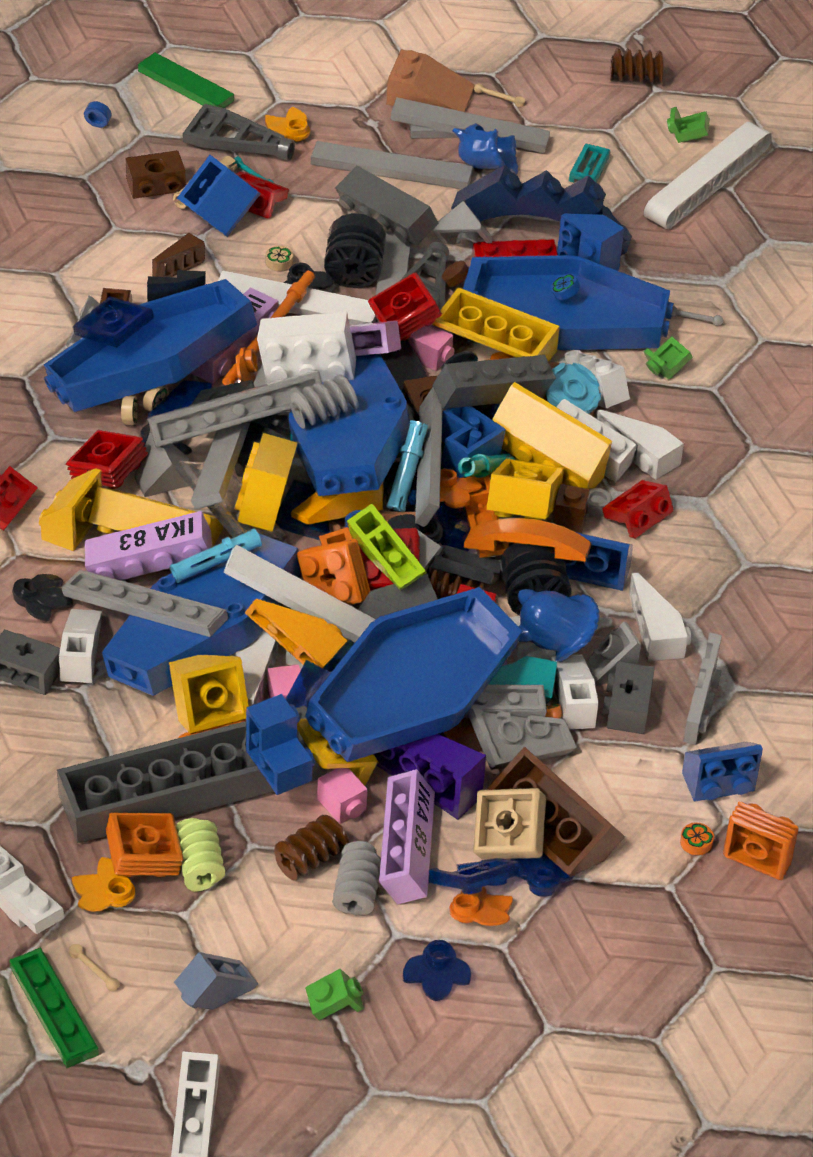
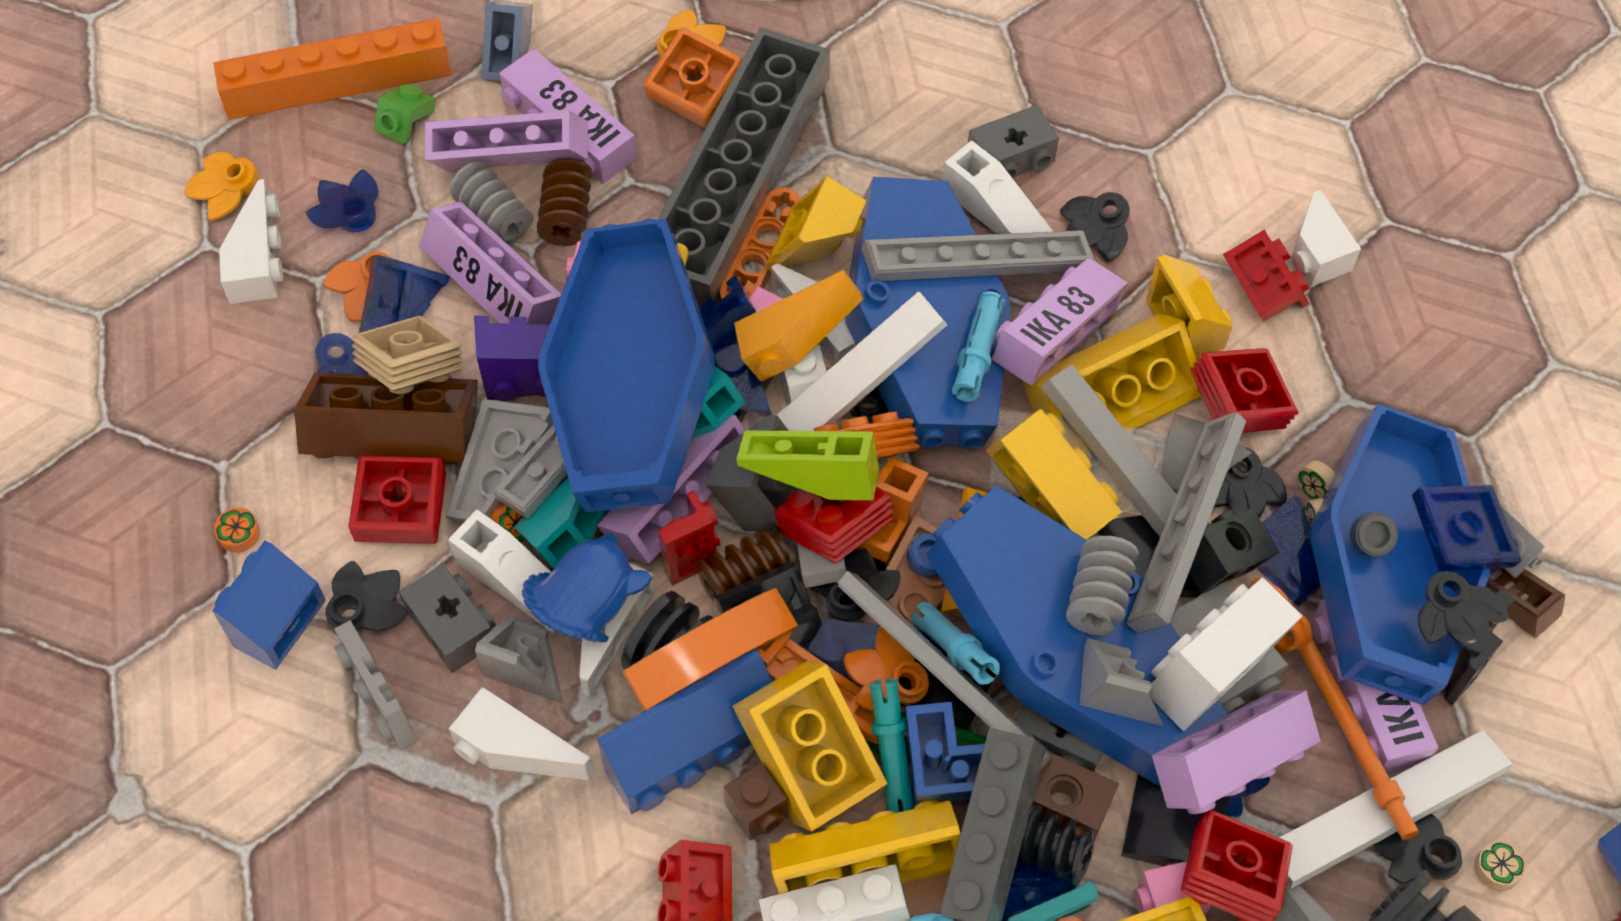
camera: 135 degrees right, 15 degrees up
(160, 345) = (1374, 534): none -> dark grey tile
(179, 289) = (1461, 617): none -> black plate
(181, 255) = (1578, 736): reddish brown slope -> none
(201, 854) = (648, 118): yellowish green piece -> none
(243, 898) = (538, 87): none -> lavender brick
(276, 746) = (663, 190): blue brick -> none
(311, 887) = (506, 139): none -> lavender brick
(349, 1055) = (332, 68): none -> orange brick
(374, 373) = (1114, 684): none -> light grey slope
(502, 1053) = (222, 183): none -> light orange plate
(531, 981) = (248, 252): none -> white slope
(596, 768) = (377, 488): none -> red brick
(597, 500) = (752, 862): light grey tile -> none
(663, 747) = (368, 595): none -> black plate
(760, 840) = (150, 550): orange brick -> none

